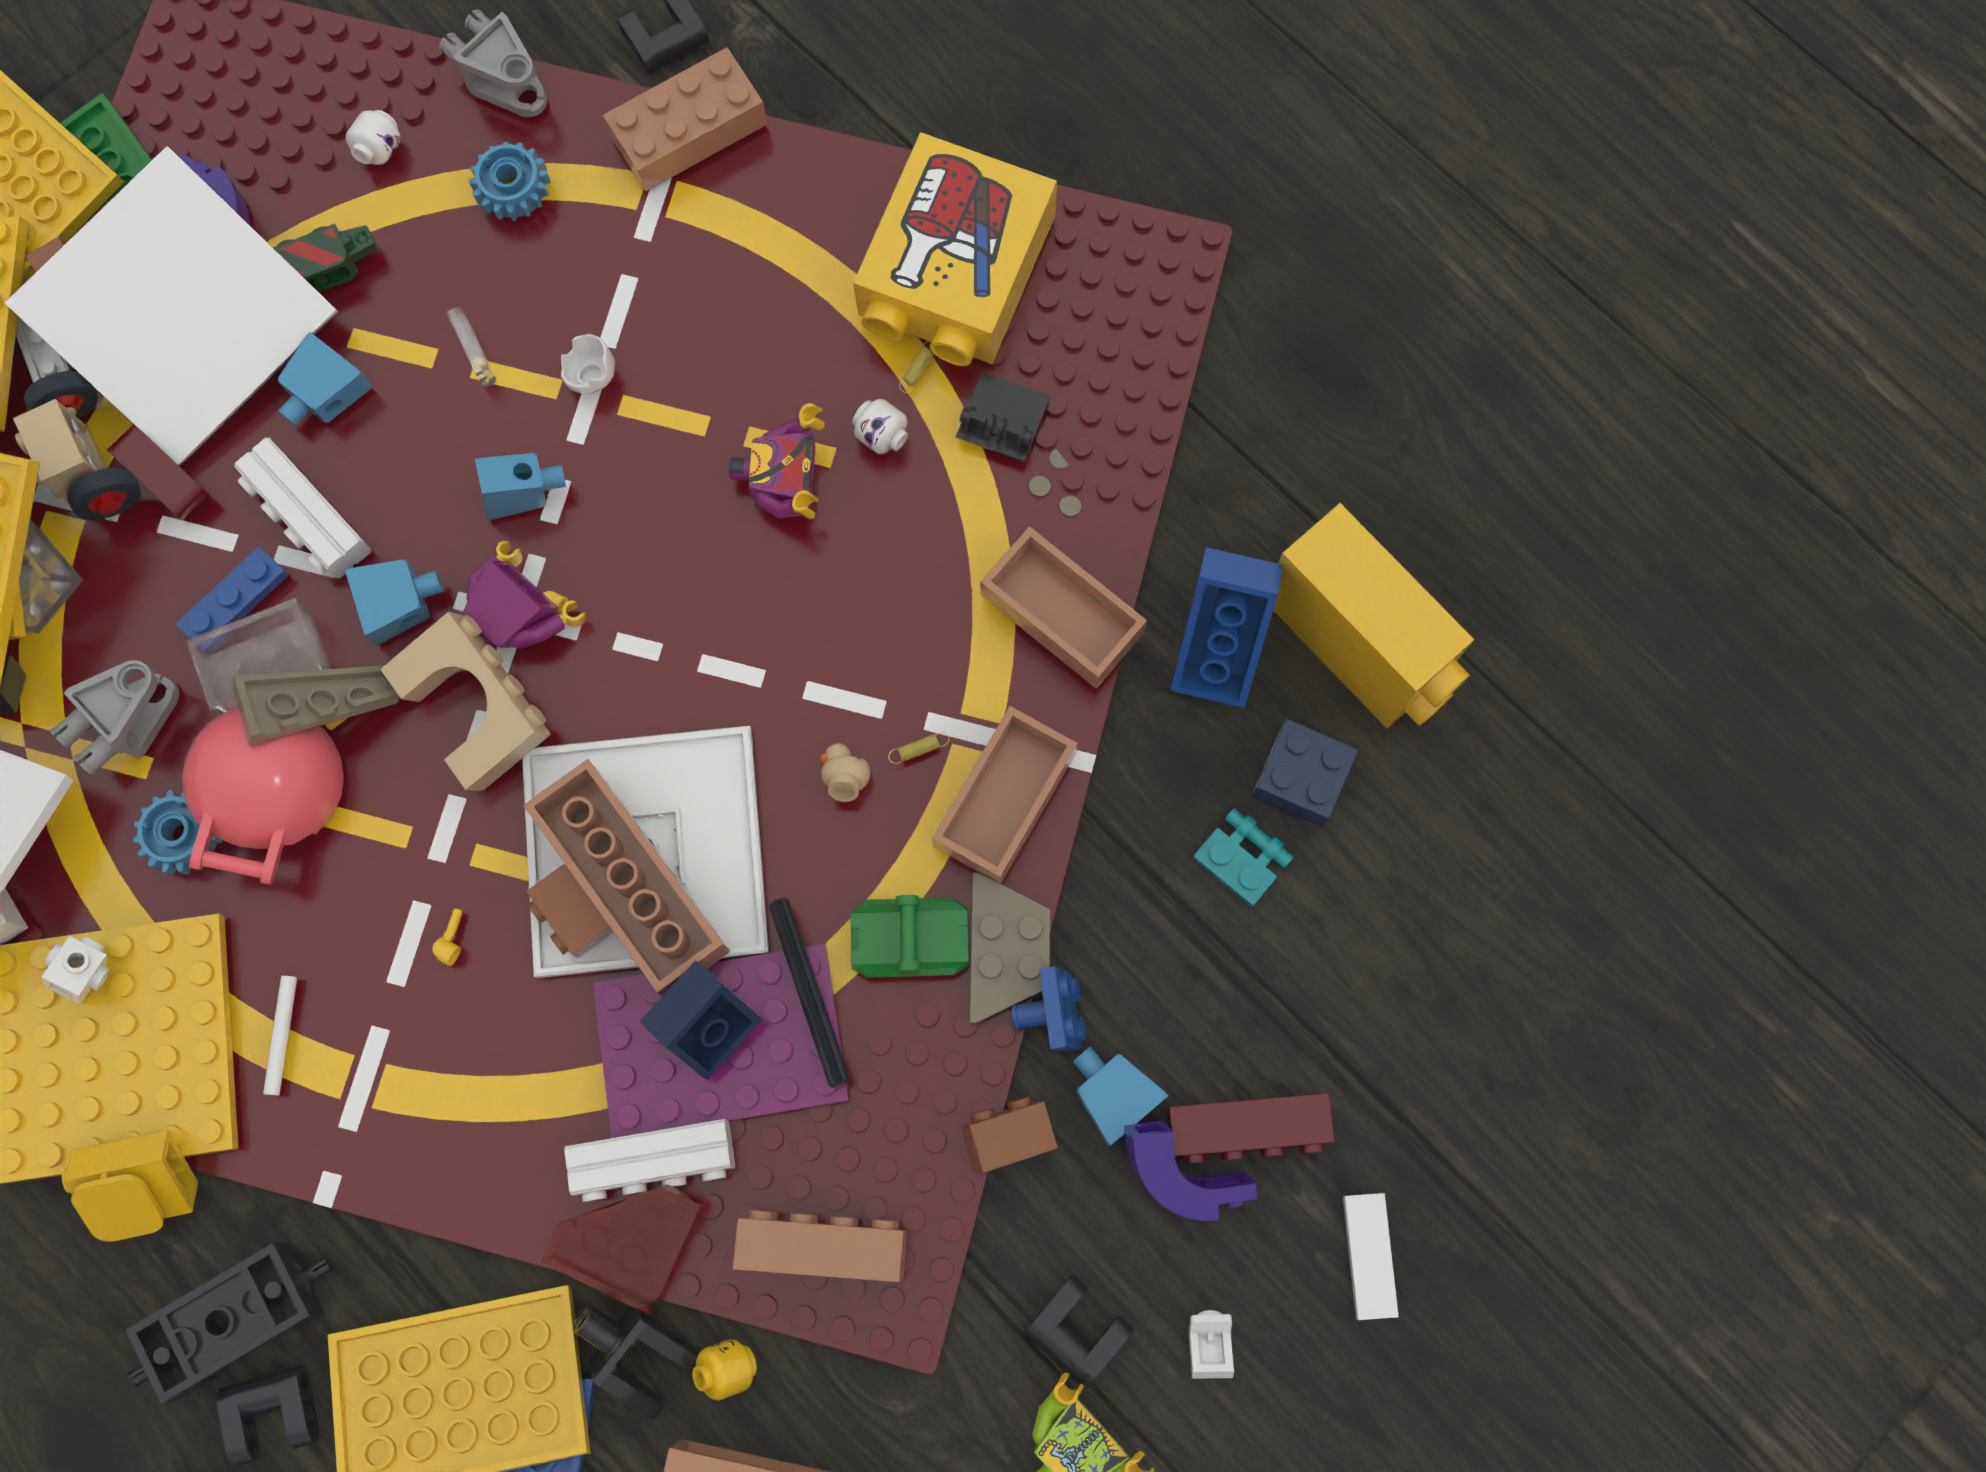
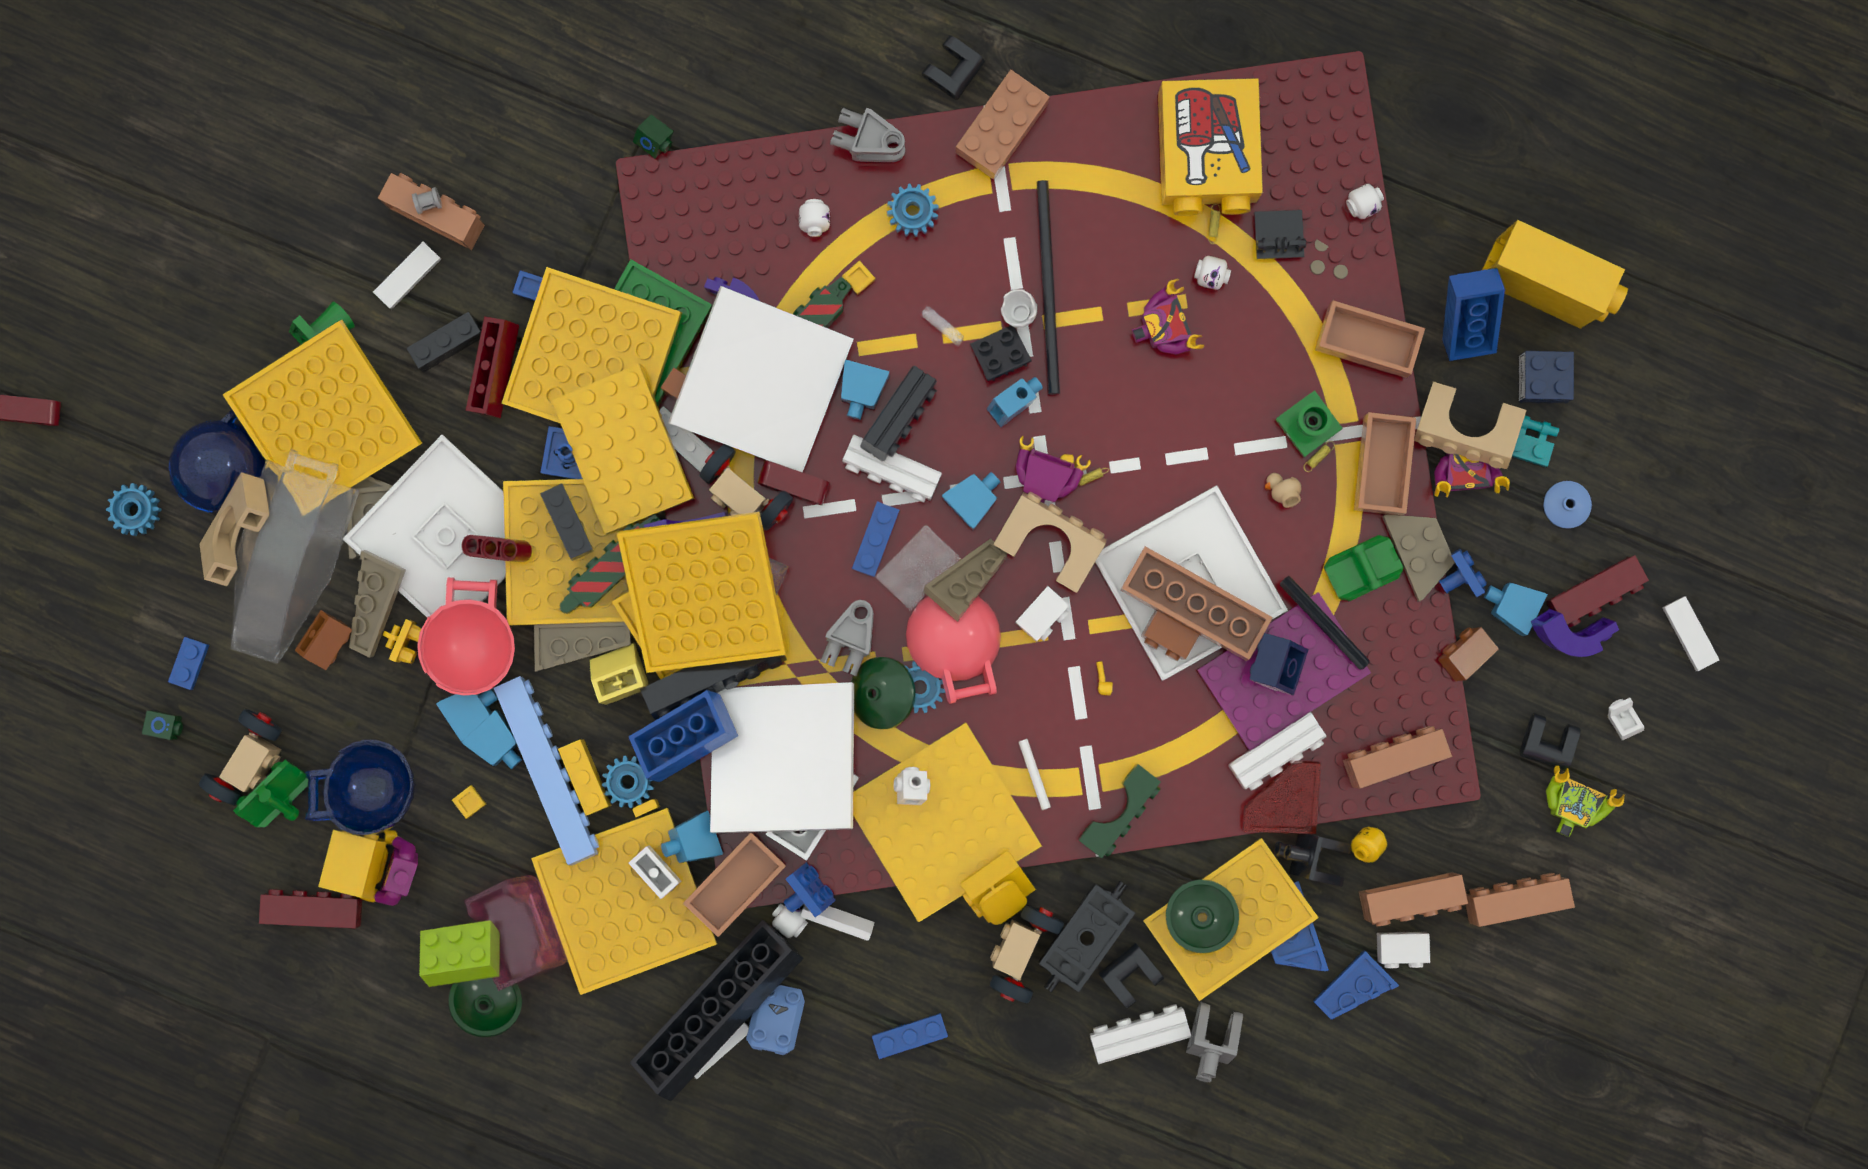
camera: 25 degrees left, 10 degrees up
(107, 1295) = (1016, 950): none -> brick
(116, 816) = (893, 693): none -> dark green dish
(342, 434) = (898, 414): none -> black brick
(378, 1361) = (1198, 898): none -> dark green dish
(395, 241) = (858, 277): none -> yellow tile
(406, 803) = (1042, 614): none -> white brick
(416, 1122) = (1139, 787): none -> dark green arch
(534, 416) = (1001, 353): none -> black hinge
(576, 639) = (1091, 476): none -> light yellow piece
(644, 360) = (1048, 287): none -> black piece
(929, 711) = (1300, 432): none -> green plant
(1127, 859) = (1459, 473): none -> torso
(1144, 419) = (1364, 201): none -> white head
(1175, 837) = (1437, 431): none -> tan arch
(1244, 987) = (1556, 508): none -> medium blue dish

